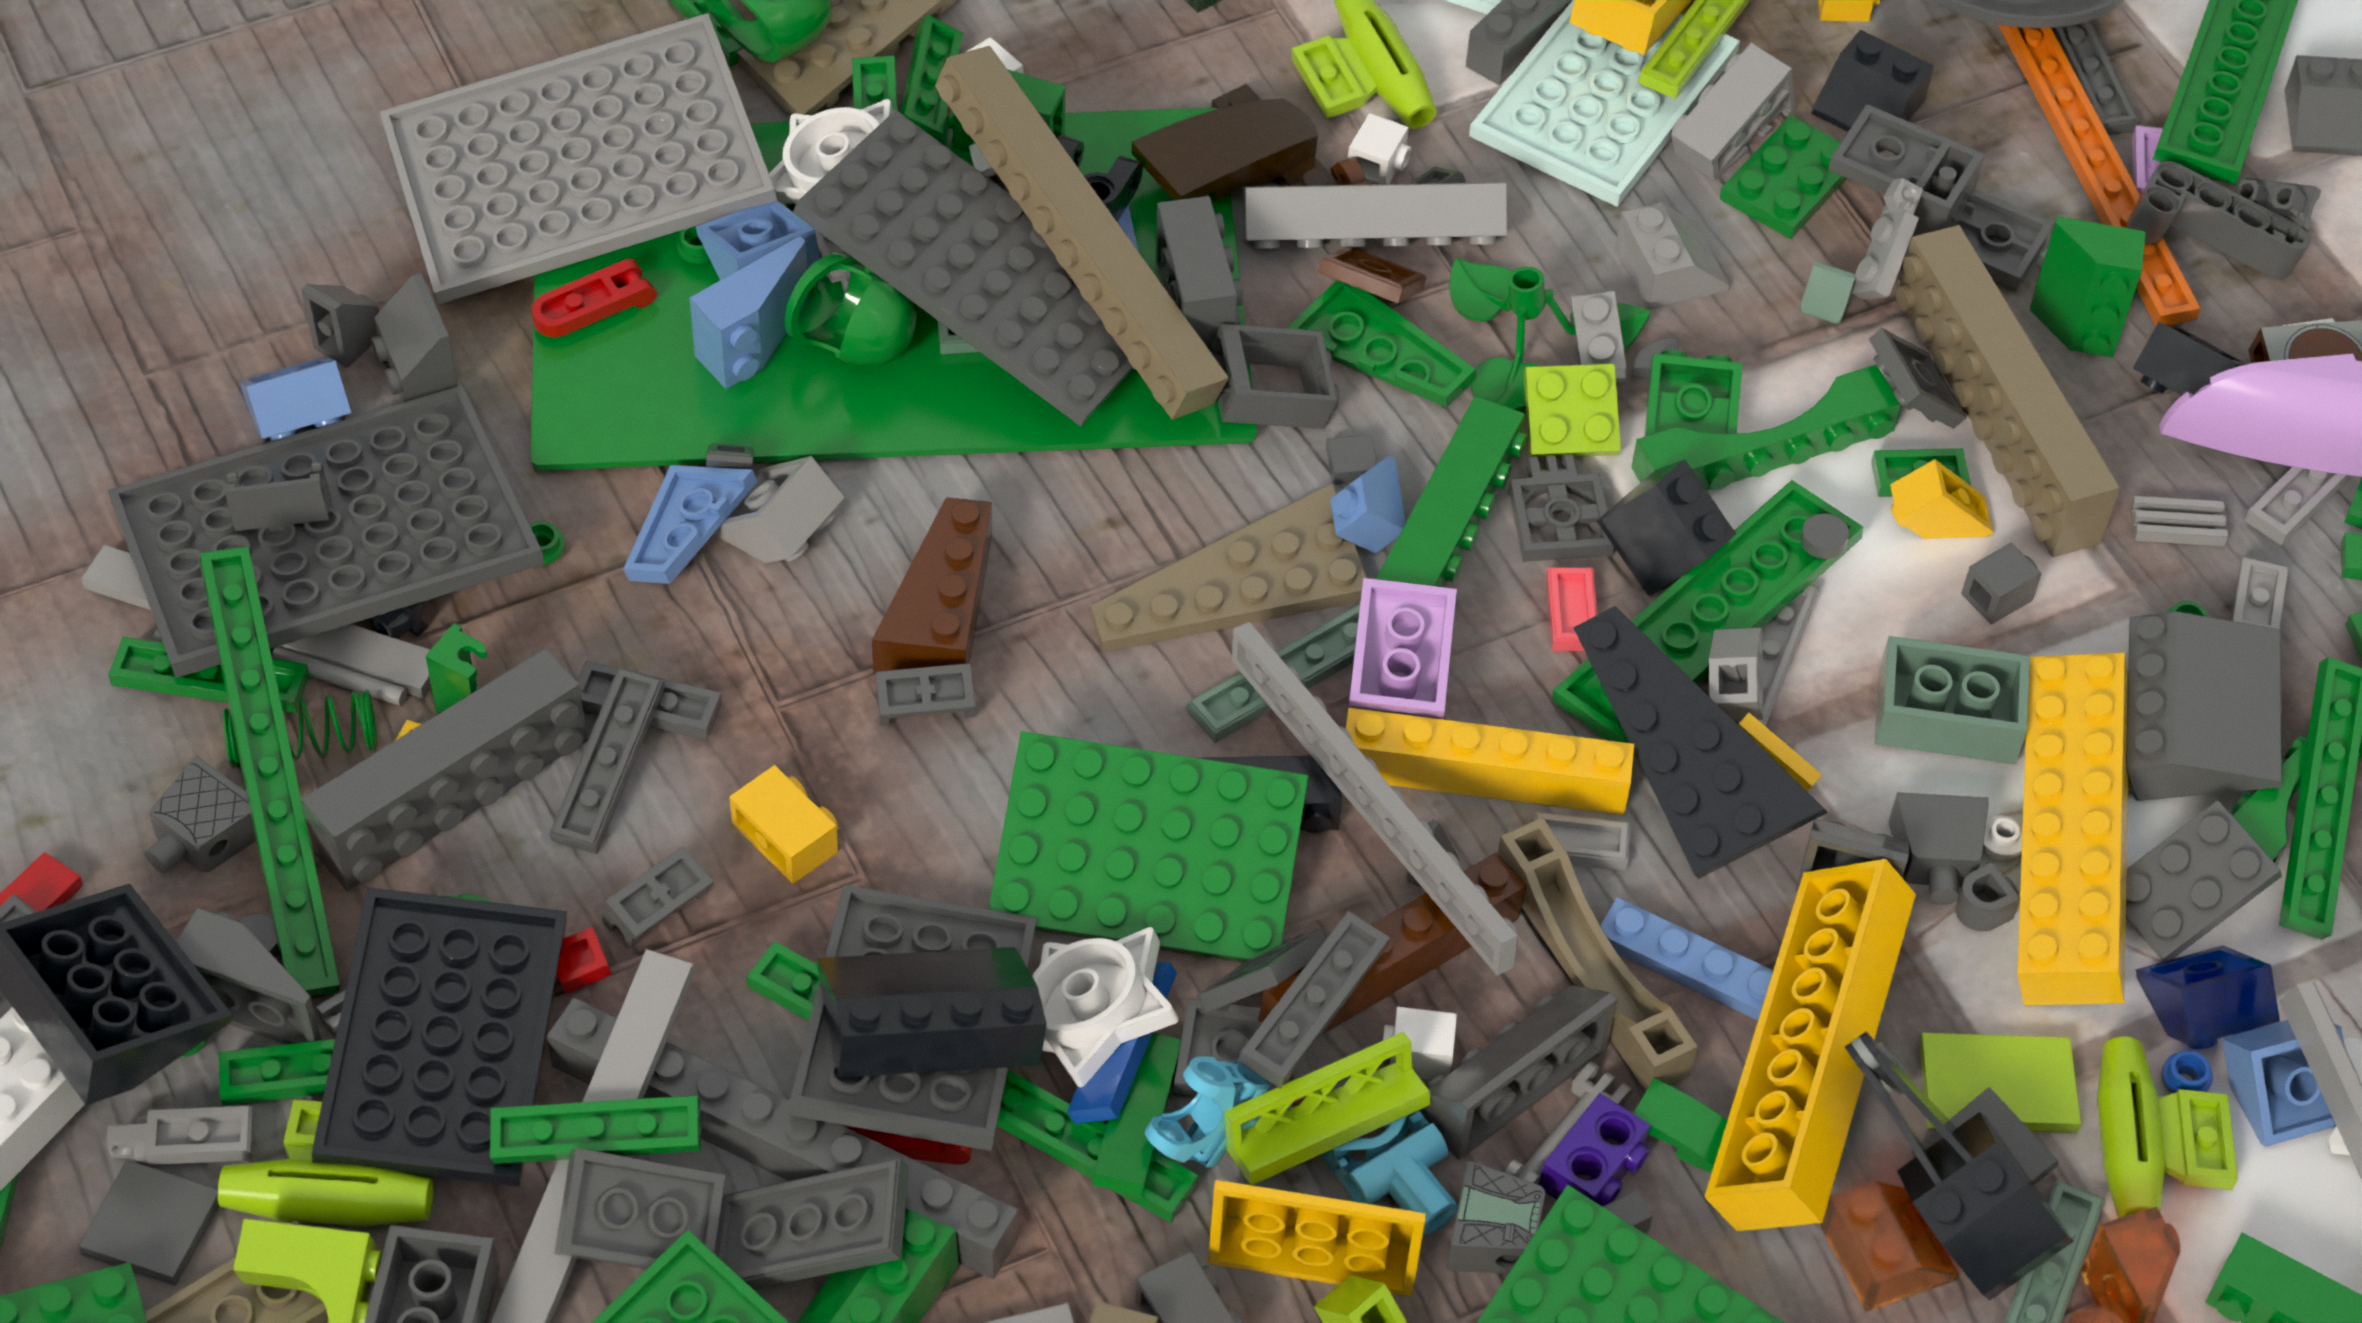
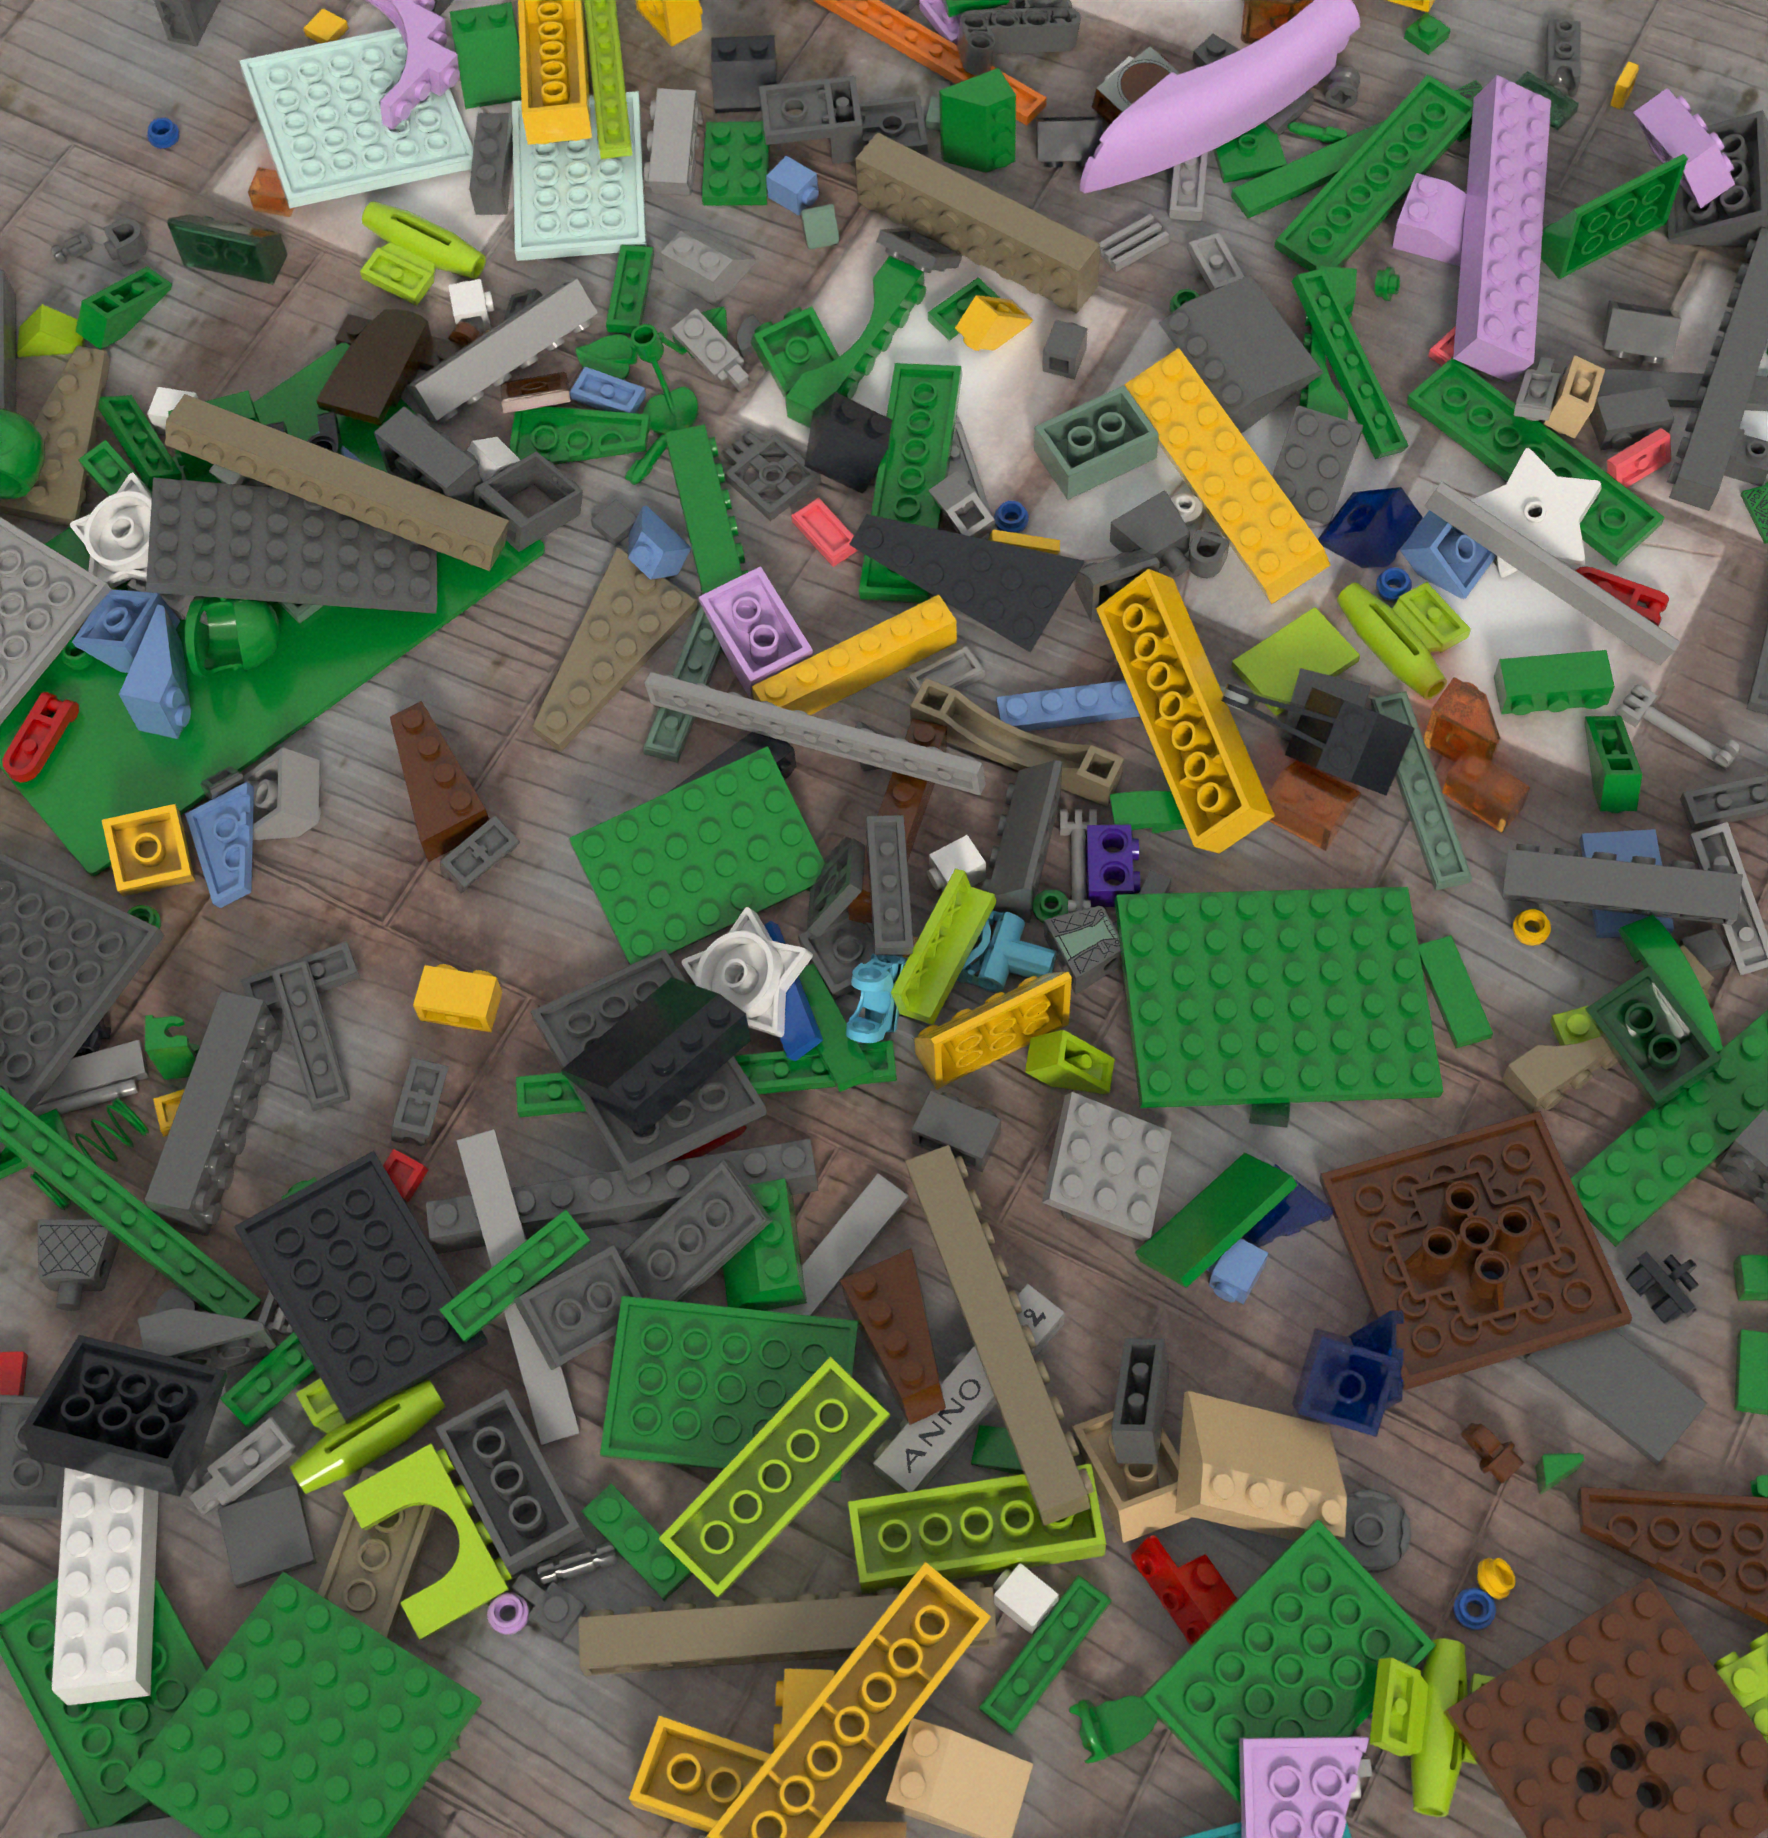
camera: 30 degrees left, 10 degrees up
(601, 474) = (148, 850): none -> yellow brick
(1268, 306) = (492, 456): none -> white brick
(1431, 421) = (644, 466): none -> green piece
(1452, 322) = (607, 392): none -> medium blue plate
(1496, 1143) = (1050, 895): none -> green plate
(1566, 232) = (630, 288): none -> green plate
(1572, 410) = (728, 403): lime plate -> none
(1793, 712) = (1014, 510): none -> blue plate
(1824, 536) = (945, 386): dark grey tile -> none
(1829, 231) = (792, 185): none -> medium blue brick
(1889, 241) = (839, 170): light grey hinge -> none

